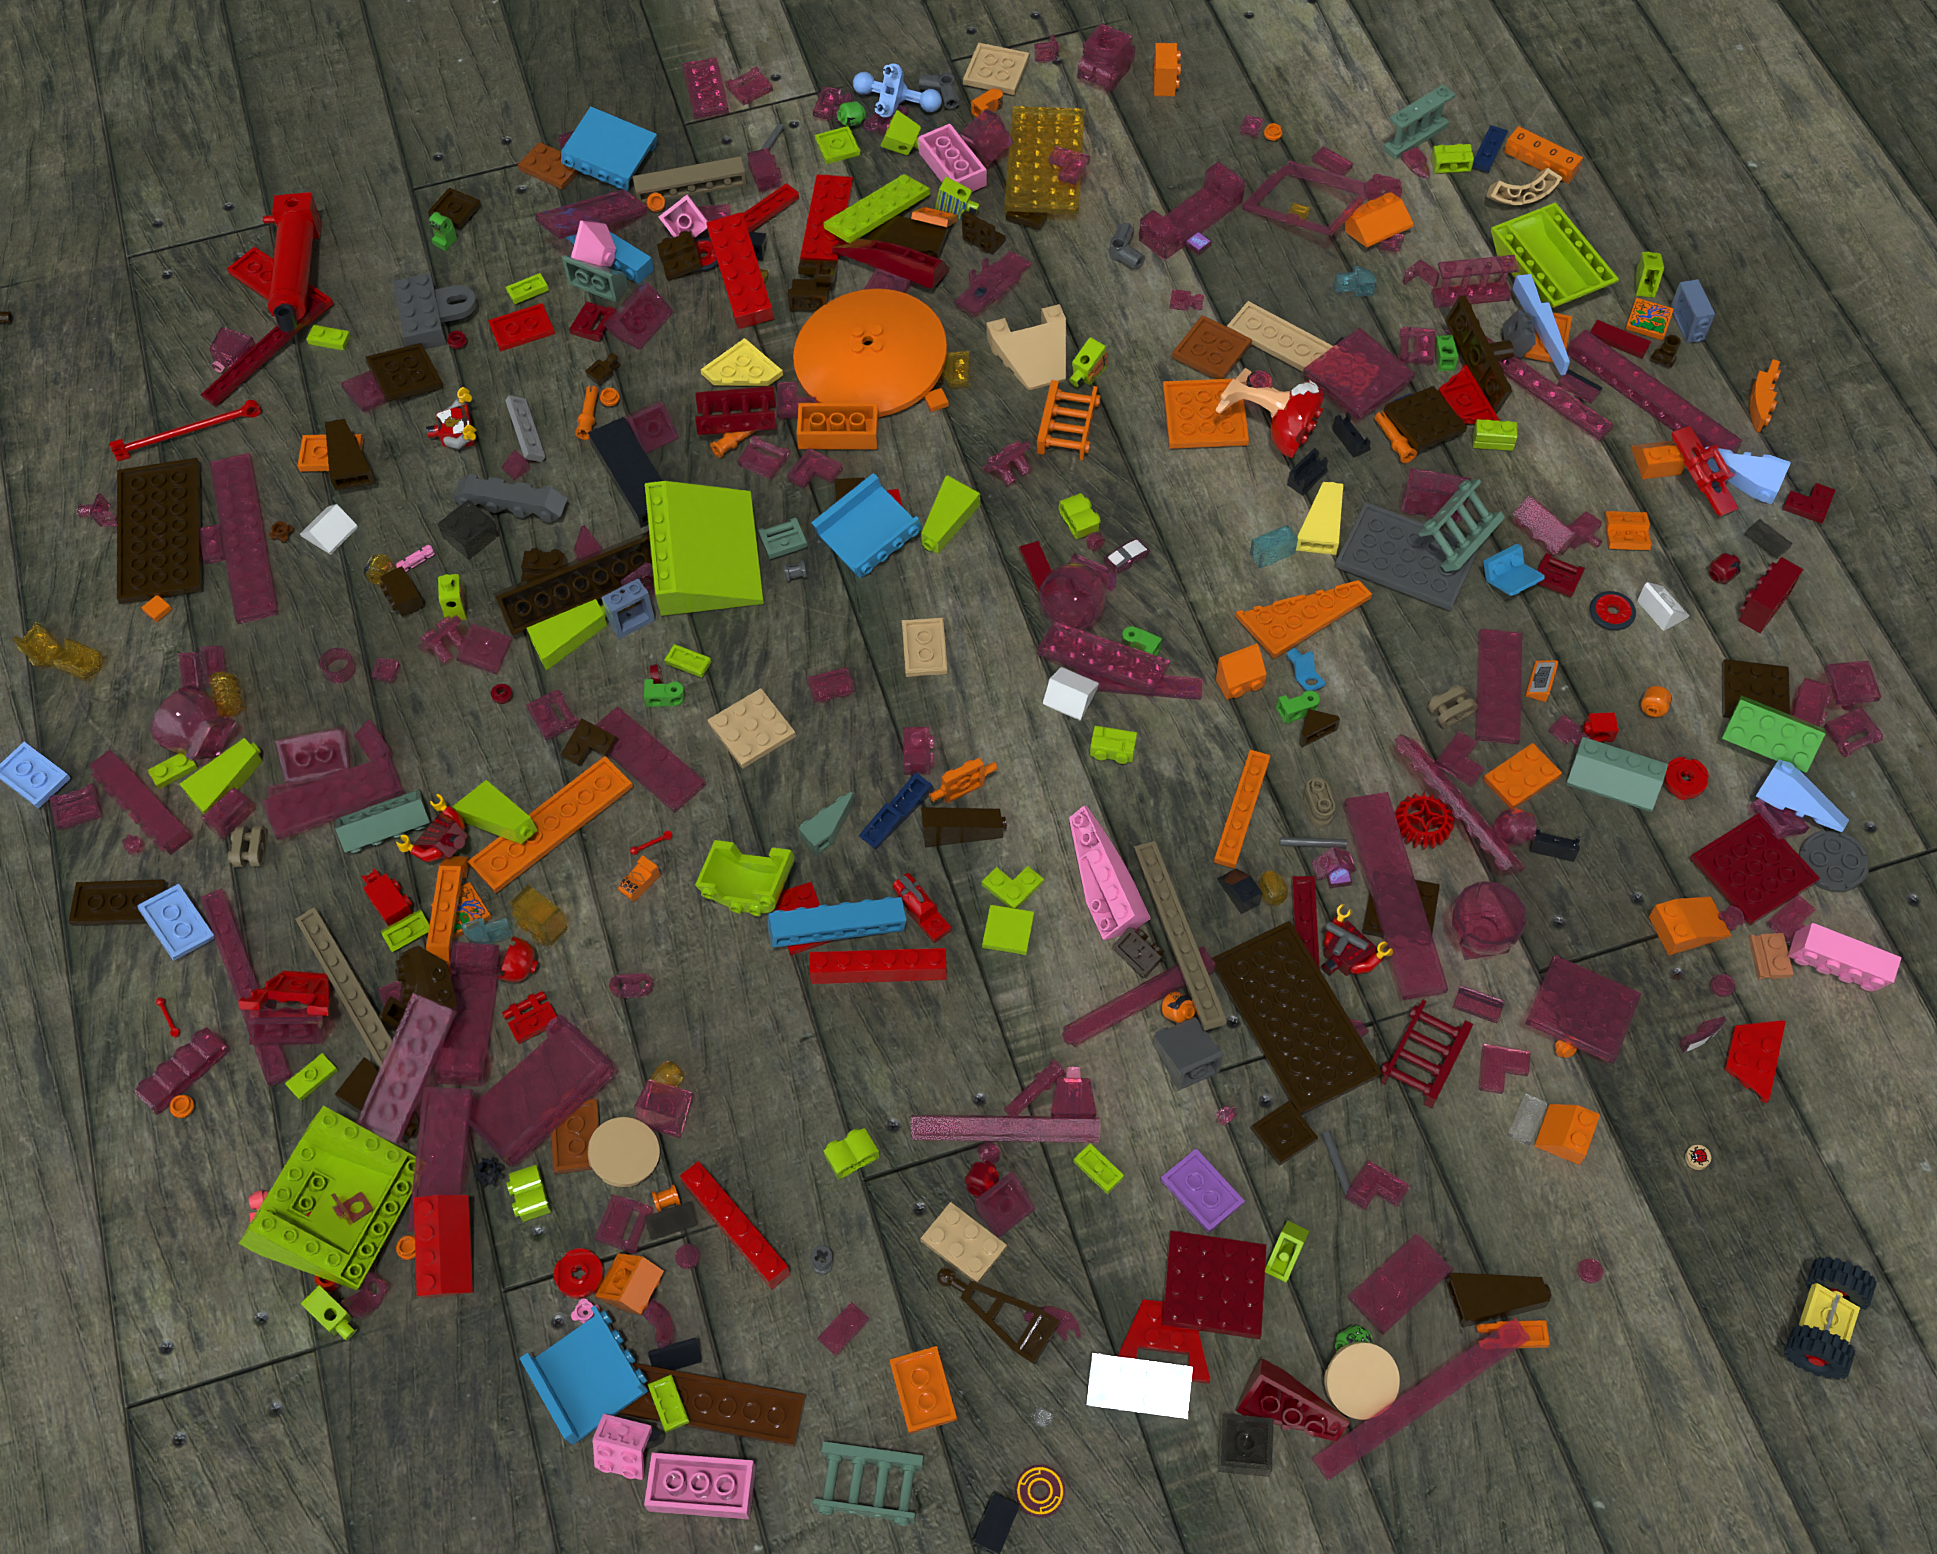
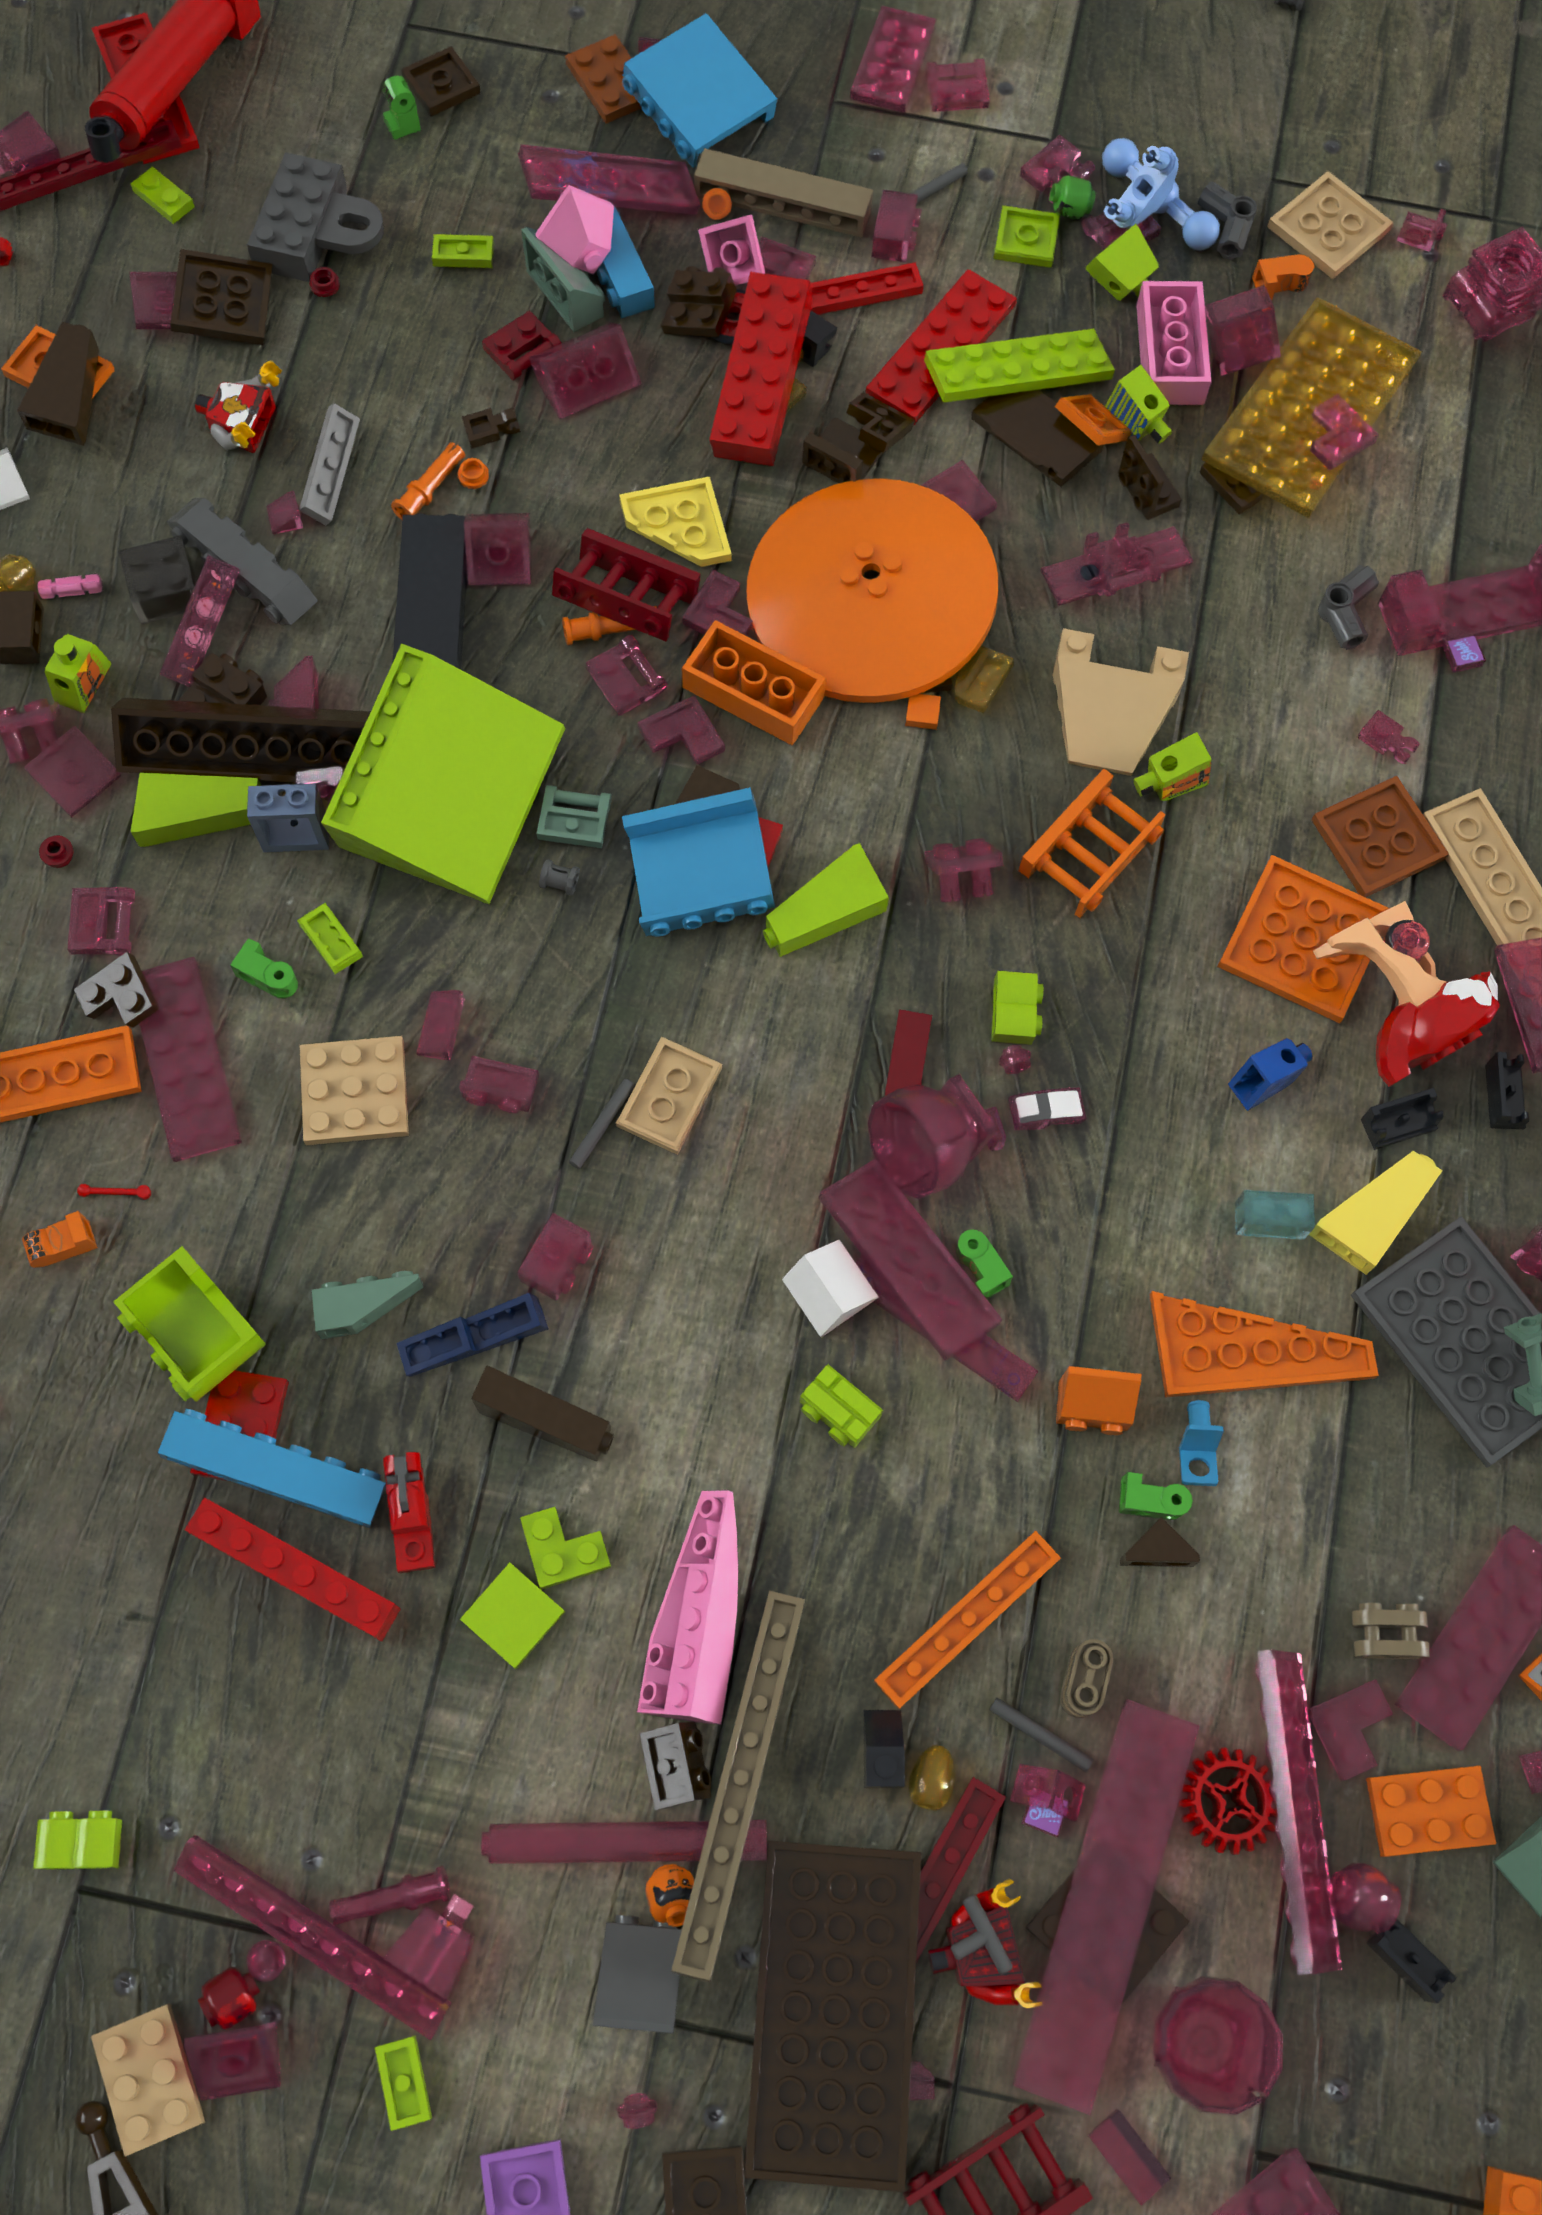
camera: 25 degrees right, 10 degrees up
(507, 538) = (199, 620): none -> clear pink tile
(521, 327) = (422, 305): red tile -> none
(656, 674) = (273, 936): dark red tile -> none
(777, 673) = (441, 1024): none -> clear pink slope
(895, 260) = (994, 462): dark red wedge -> none
(897, 682) = (601, 1123): none -> dark grey bar
(963, 780) = (596, 1345): orange plate -> none
(1229, 474) = (1277, 1065): none -> blue torso

